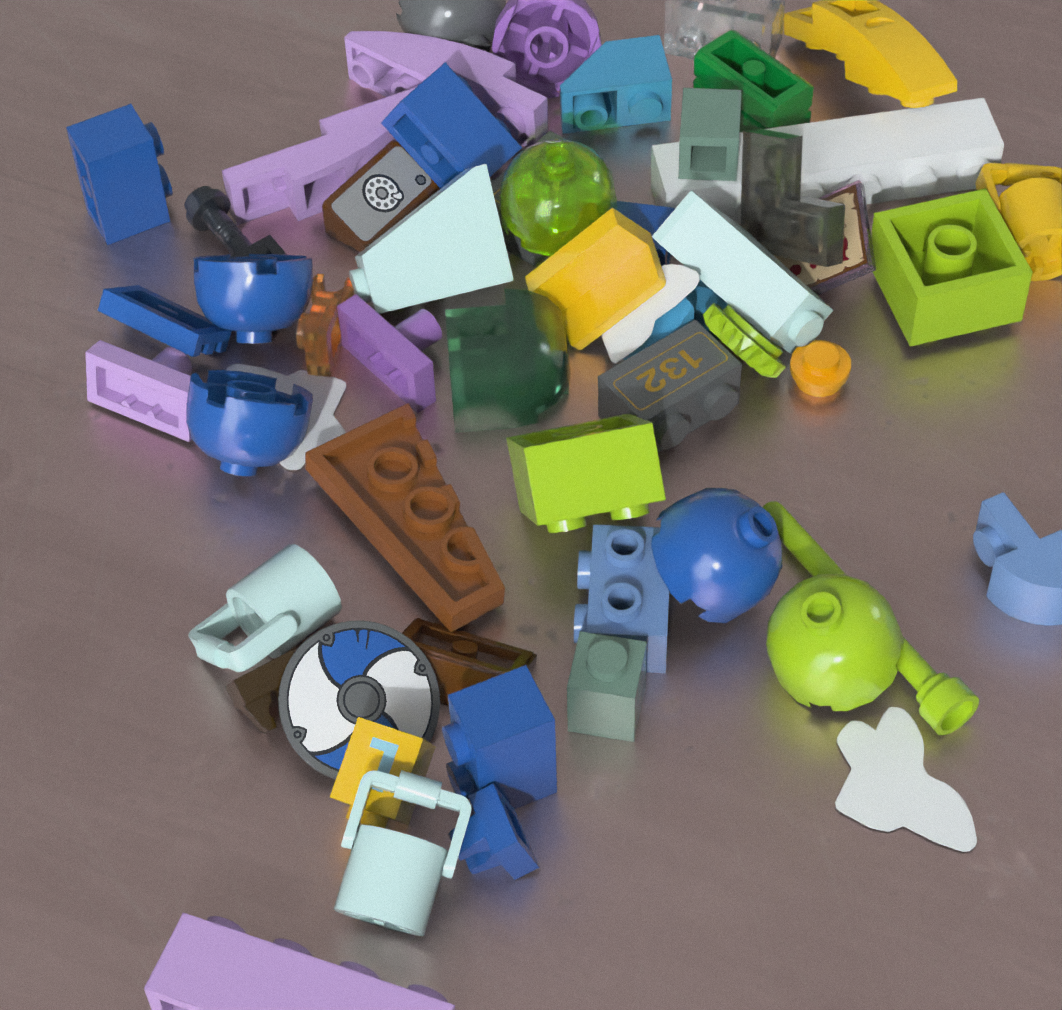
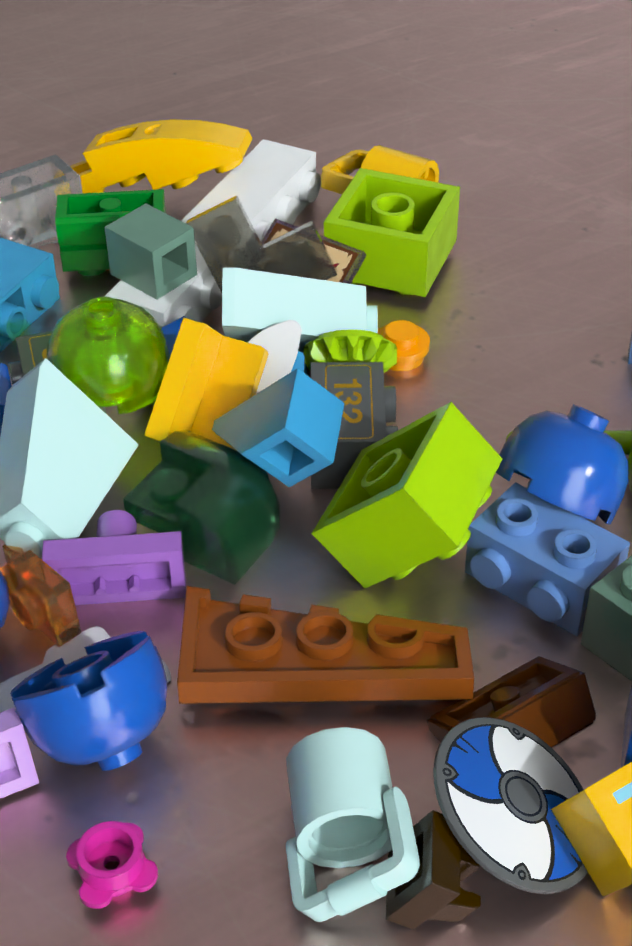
camera: 55 degrees left, 10 degrees down
(149, 504) = (105, 844): none -> dark pink plate
(579, 350) = (286, 428): none -> dark azure slope

